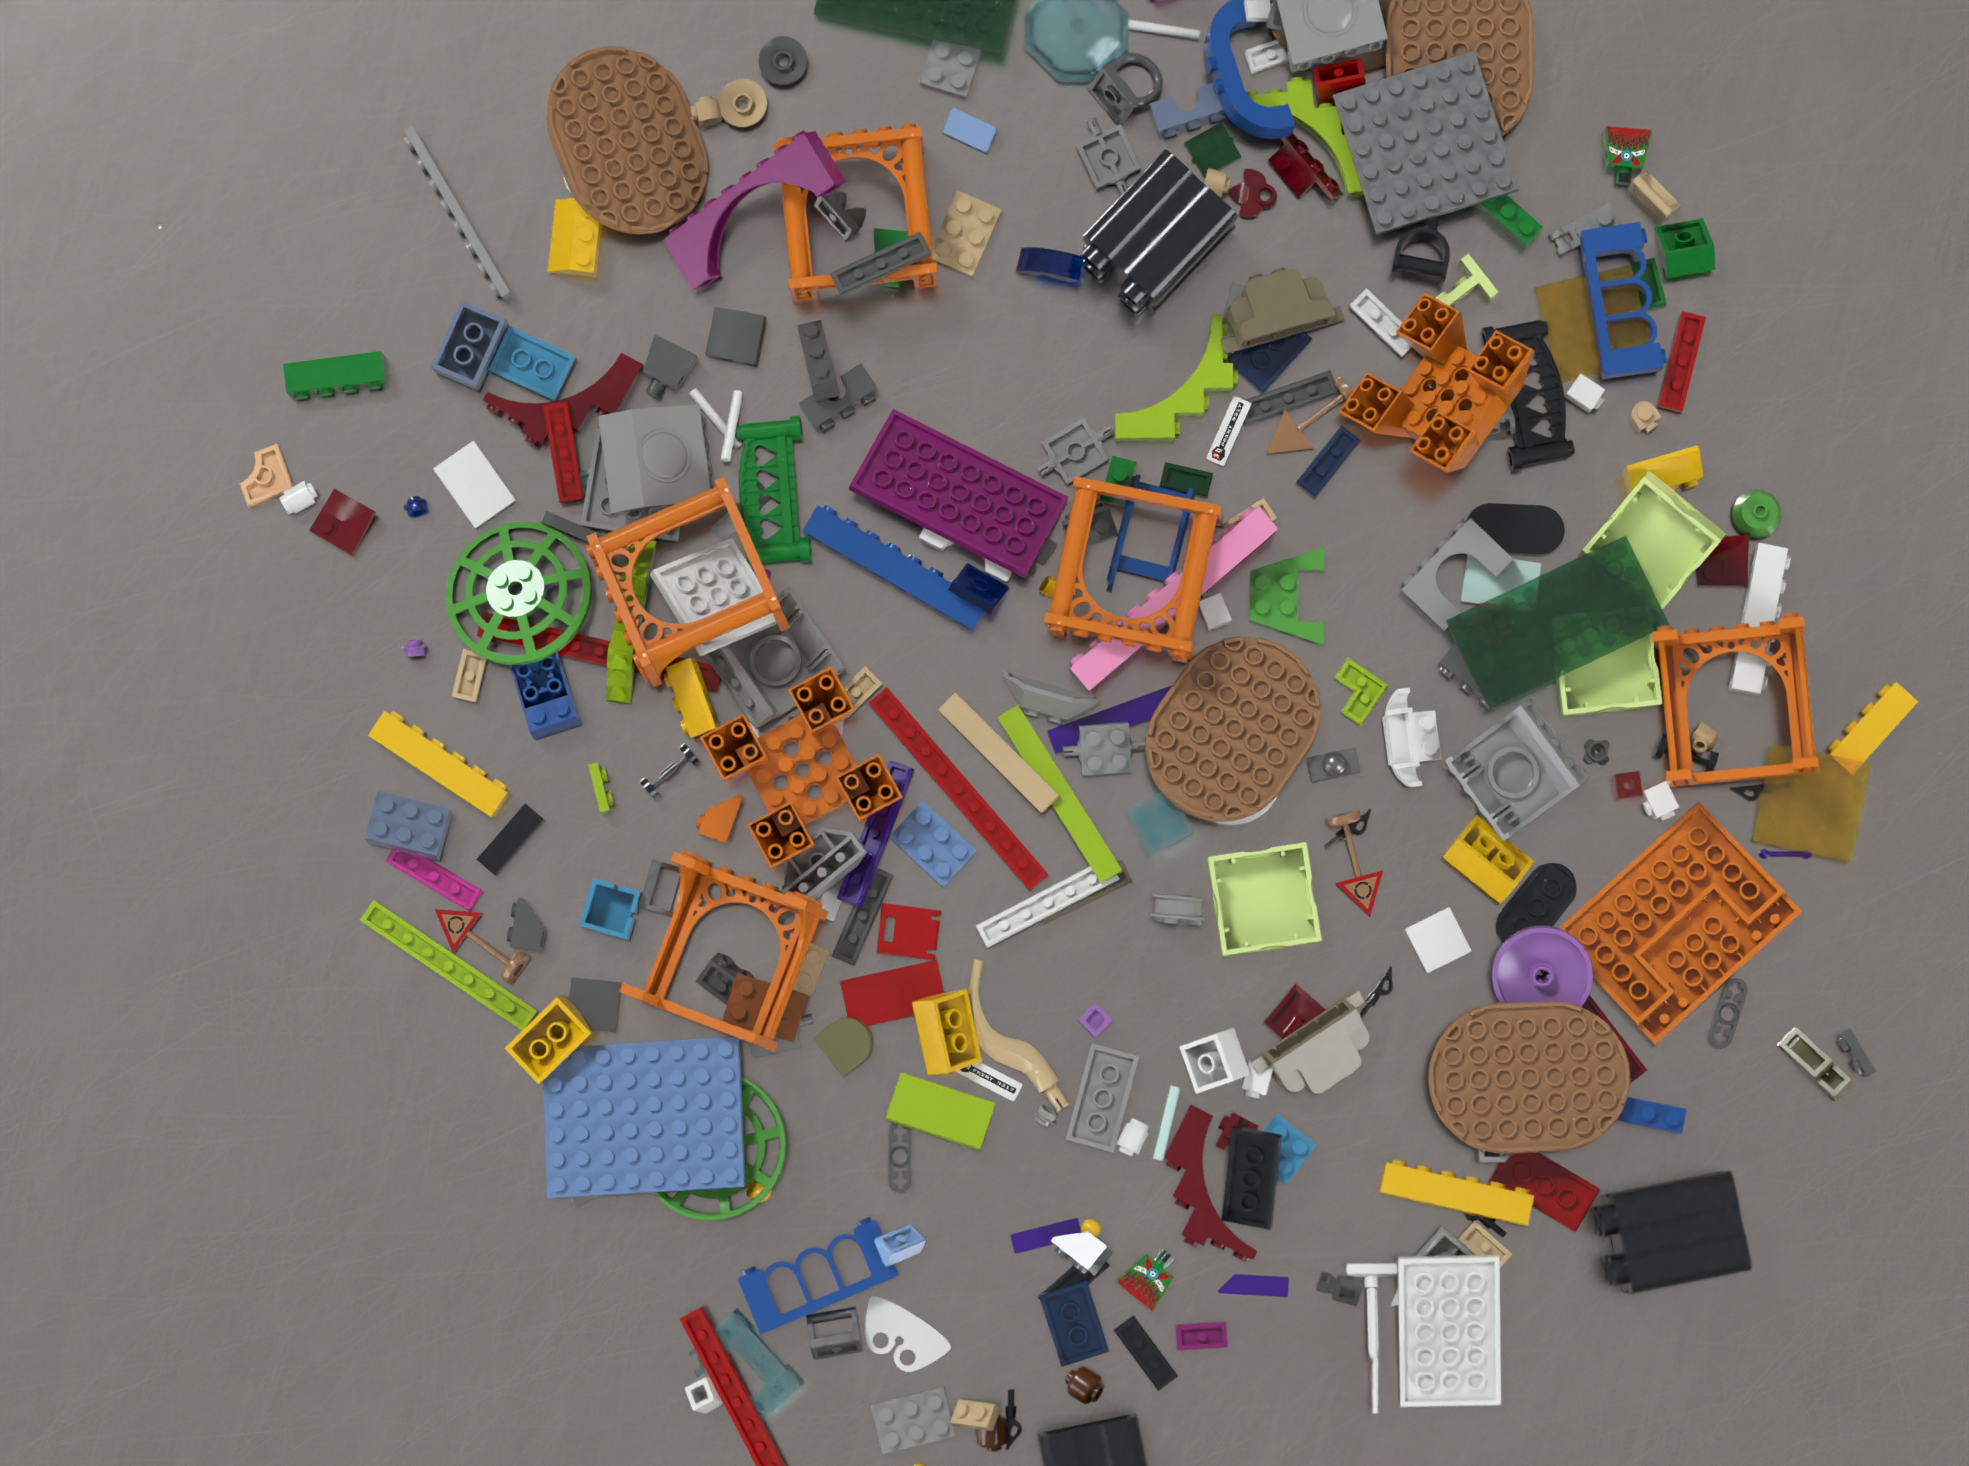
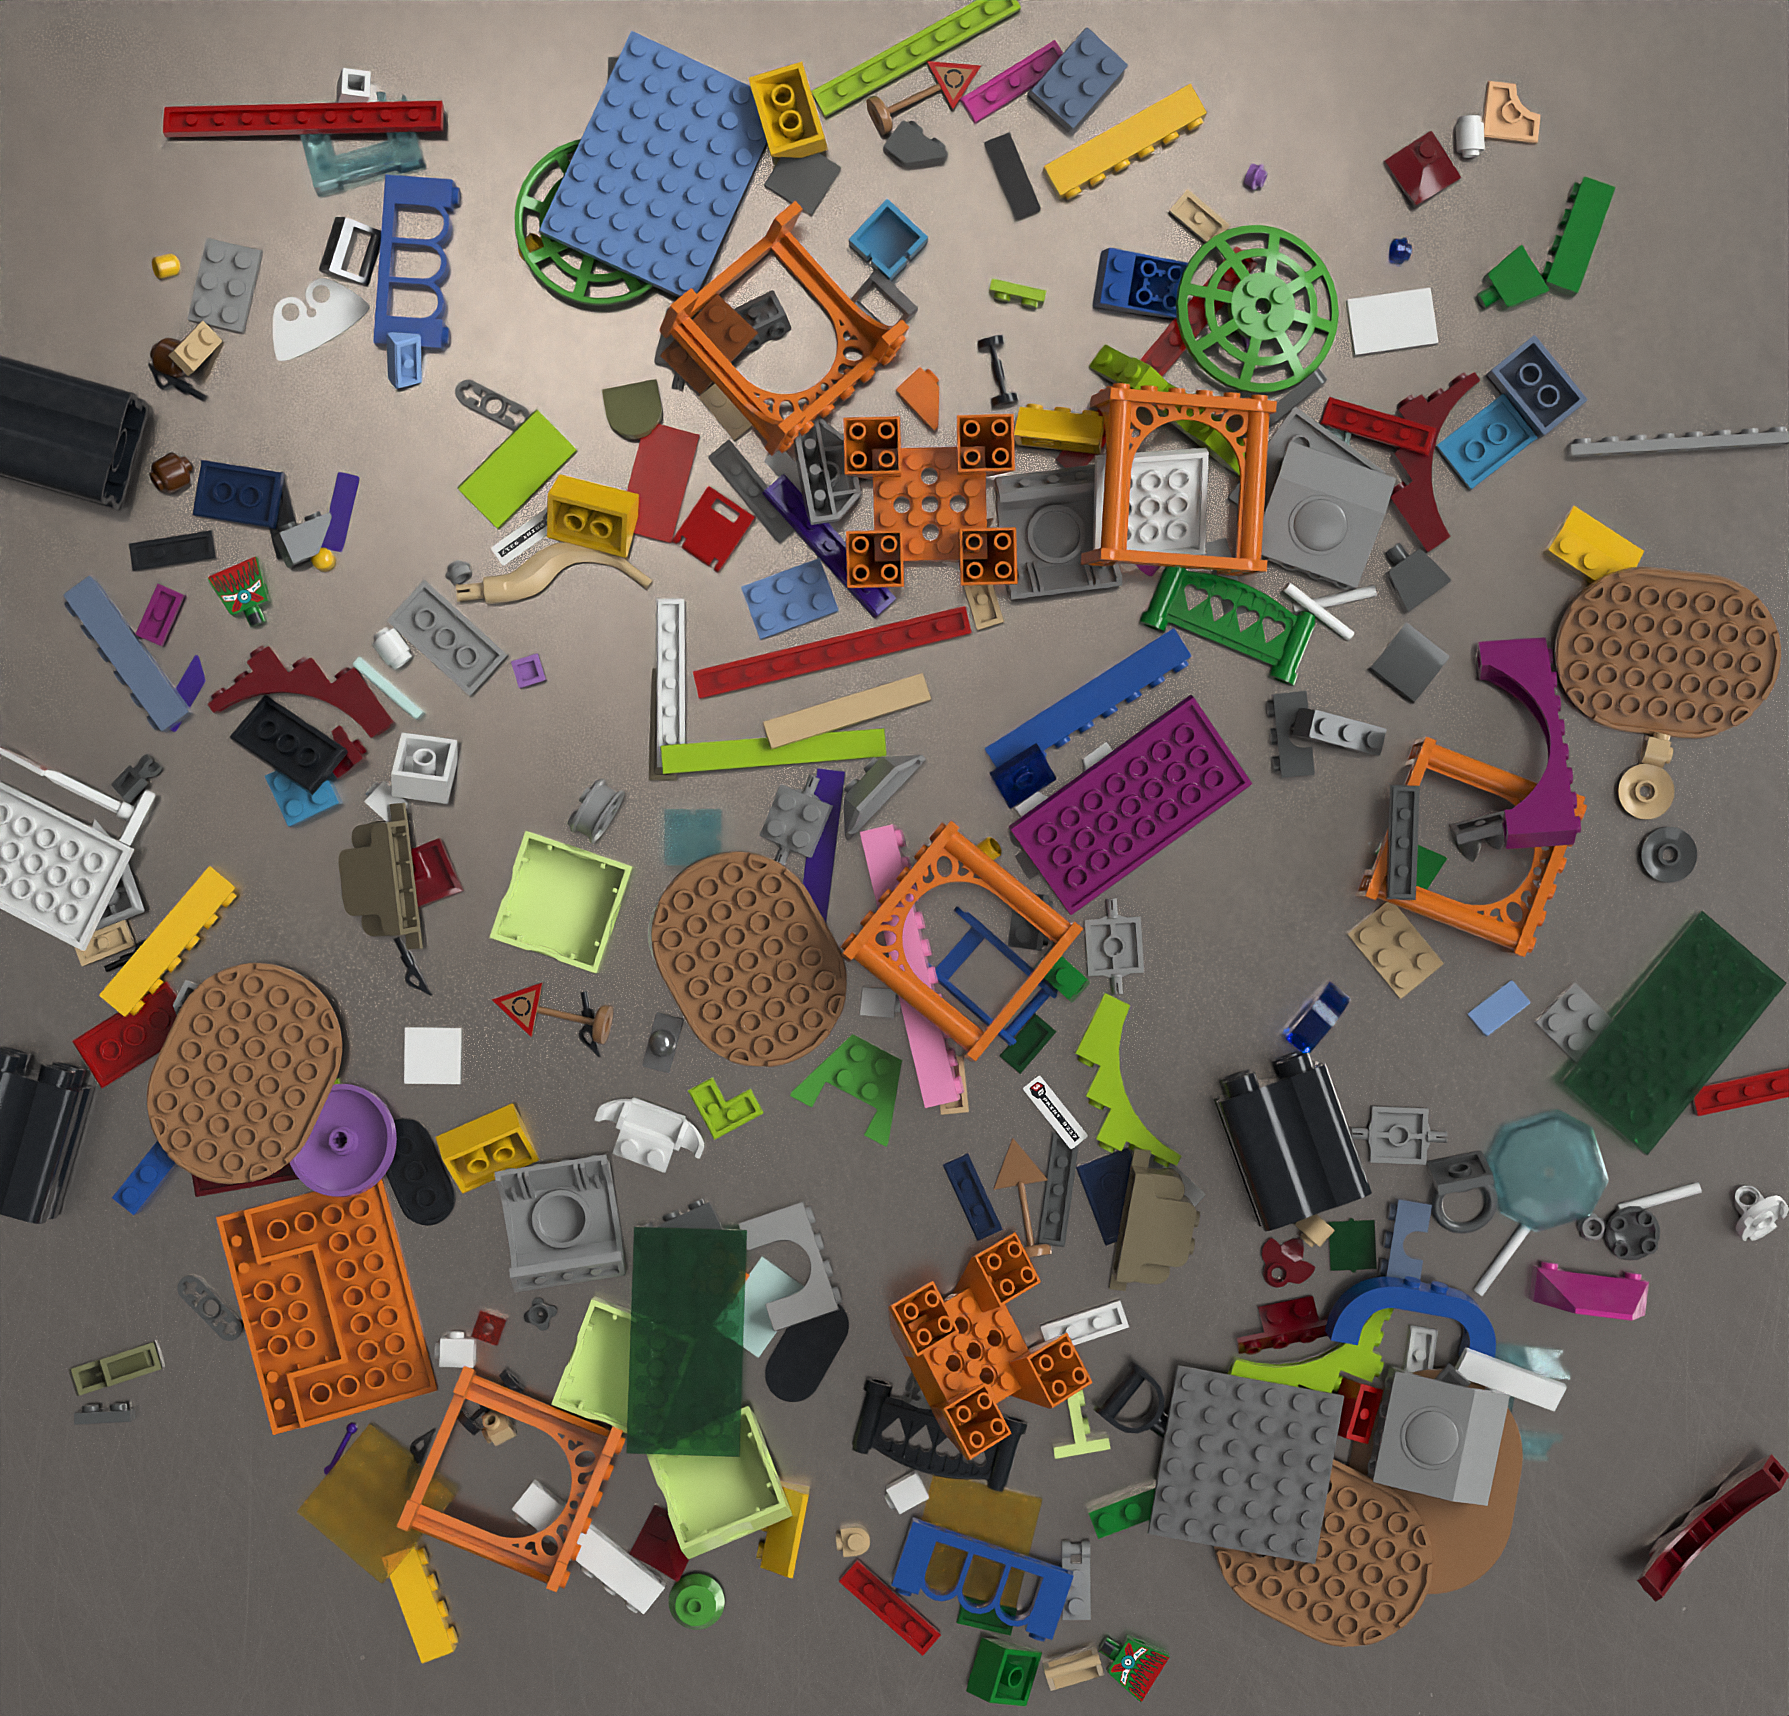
camera: 110 degrees right, 5 degrees up
(396, 406) = (1513, 282): none -> green torso
(1246, 1345) = (127, 654): none -> sand blue brick

